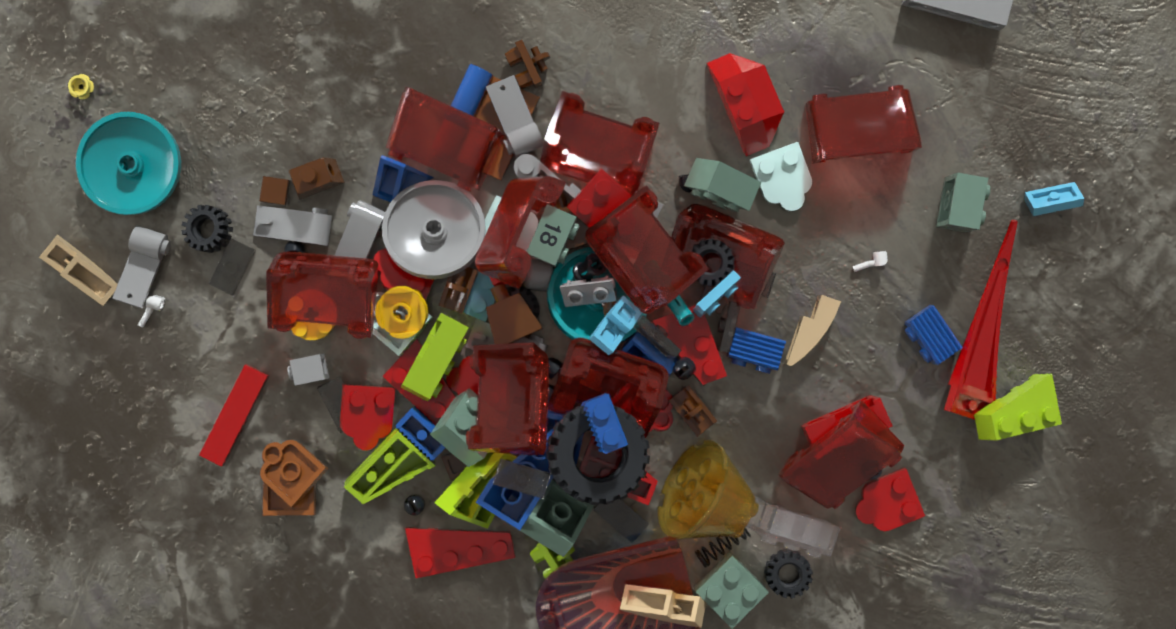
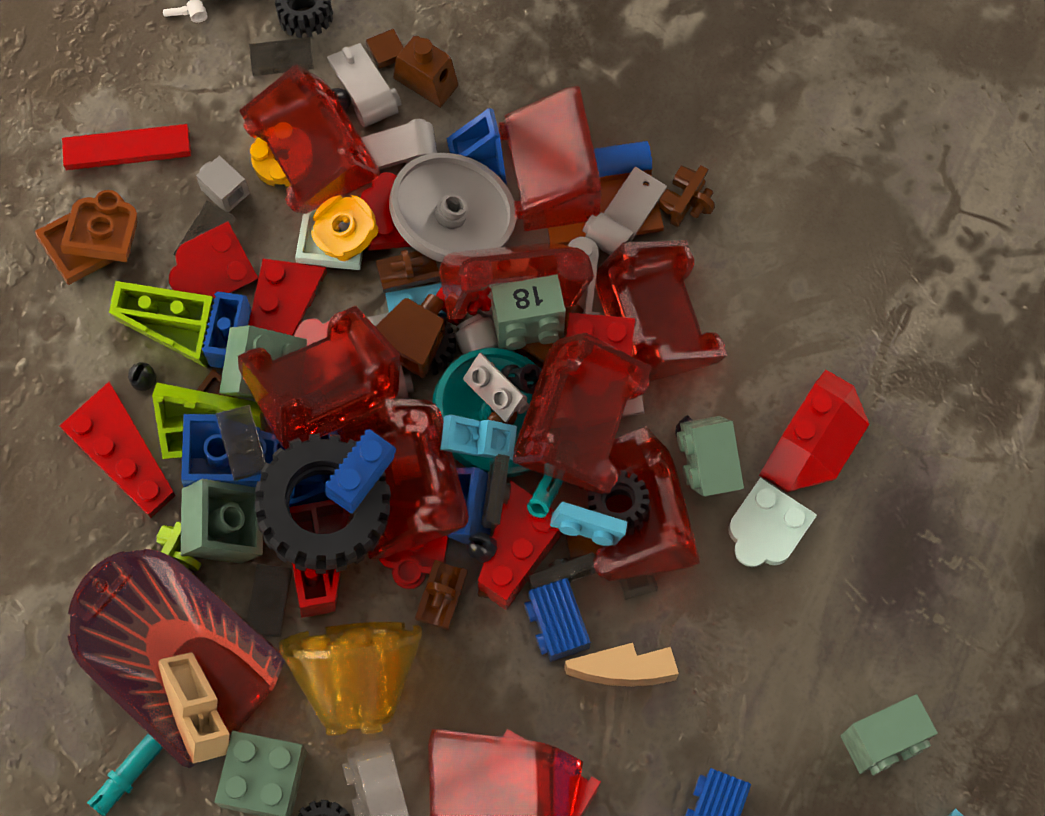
camera: 55 degrees right, 20 degrees down
(435, 358) = (316, 290): lime wedge -> none
(707, 563) = (277, 721): black piece -> none
(862, 125) = (888, 568): clear red windscreen -> none
(879, 259) = (756, 694): white hand -> none

